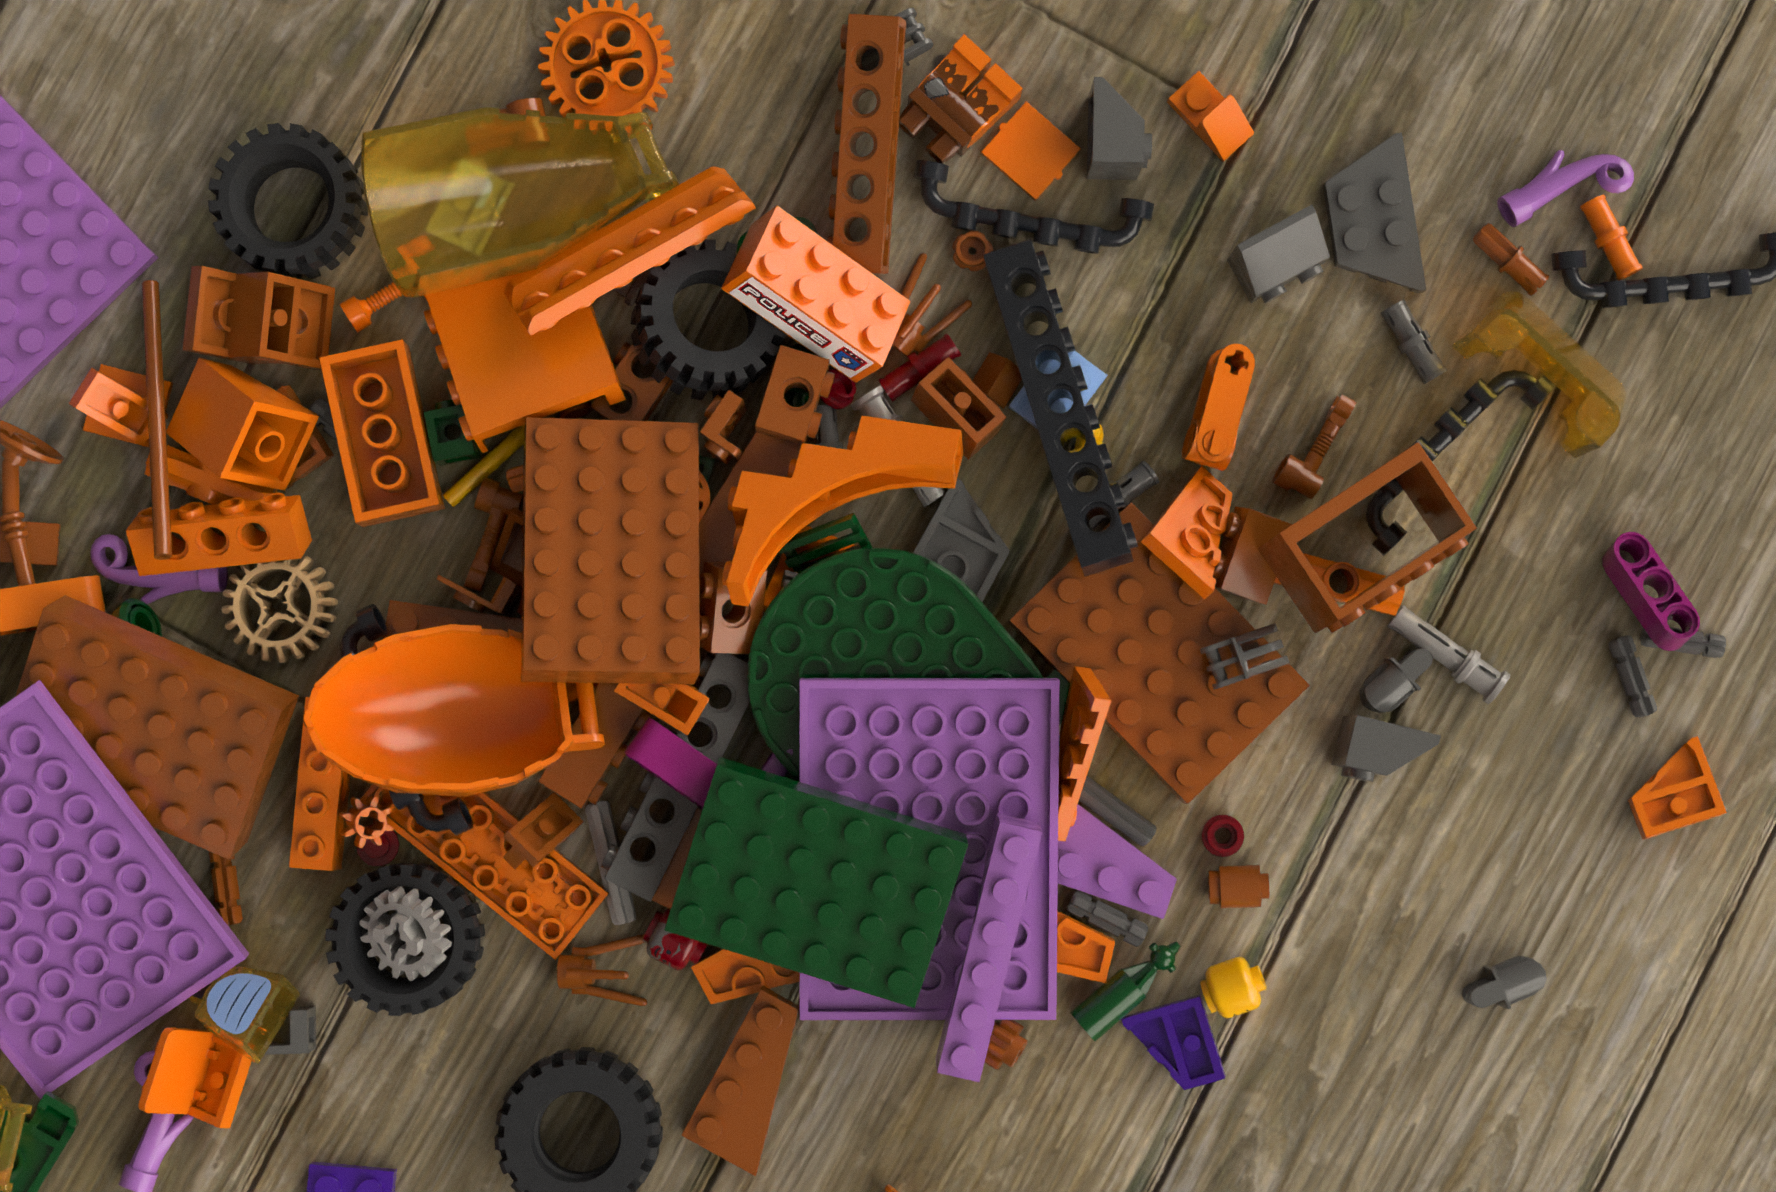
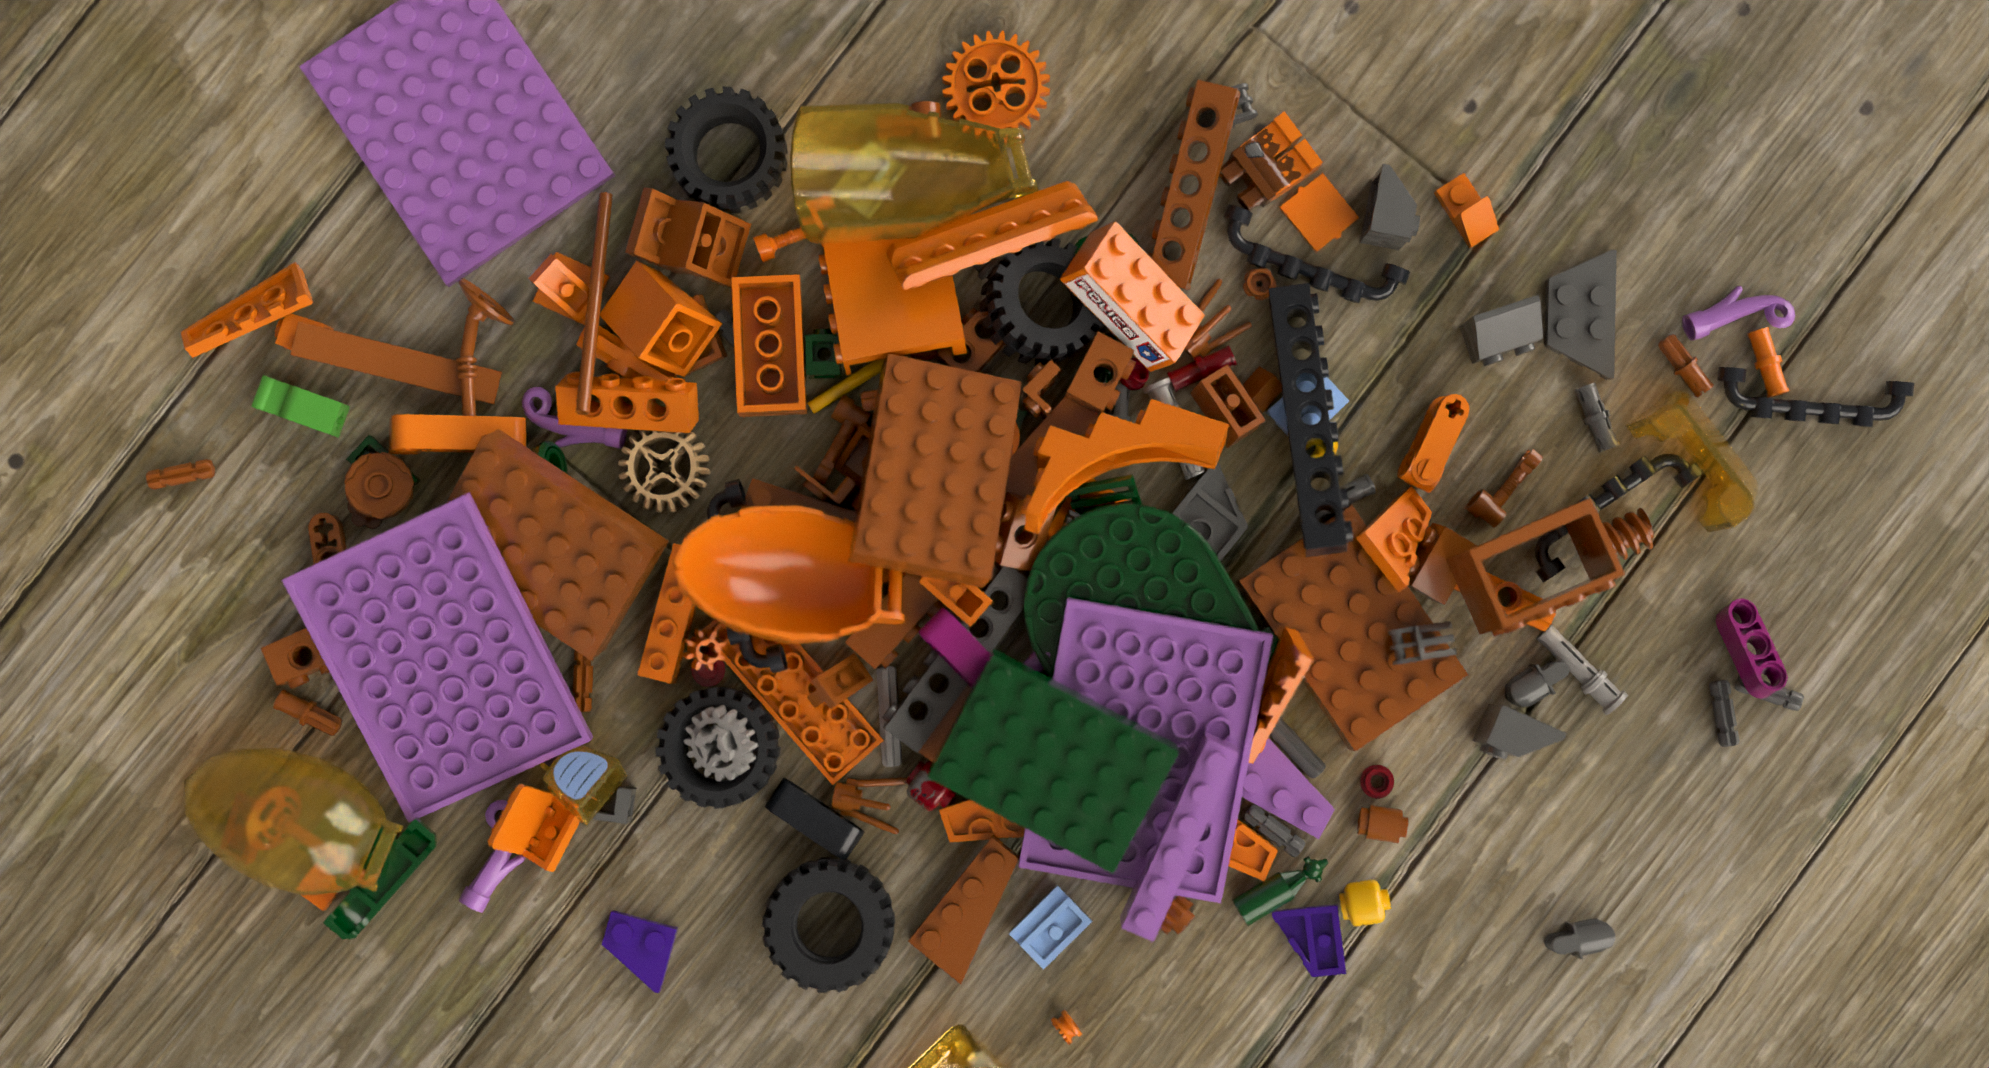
camera: 10 degrees right, 0 degrees up
(540, 1005) = (814, 819): none -> black beam
(853, 1086) = (1050, 927): none -> light blue plate
(1476, 477) = (1630, 533): none -> dark orange piece
(1677, 794) = (1744, 812): orange wing -> none

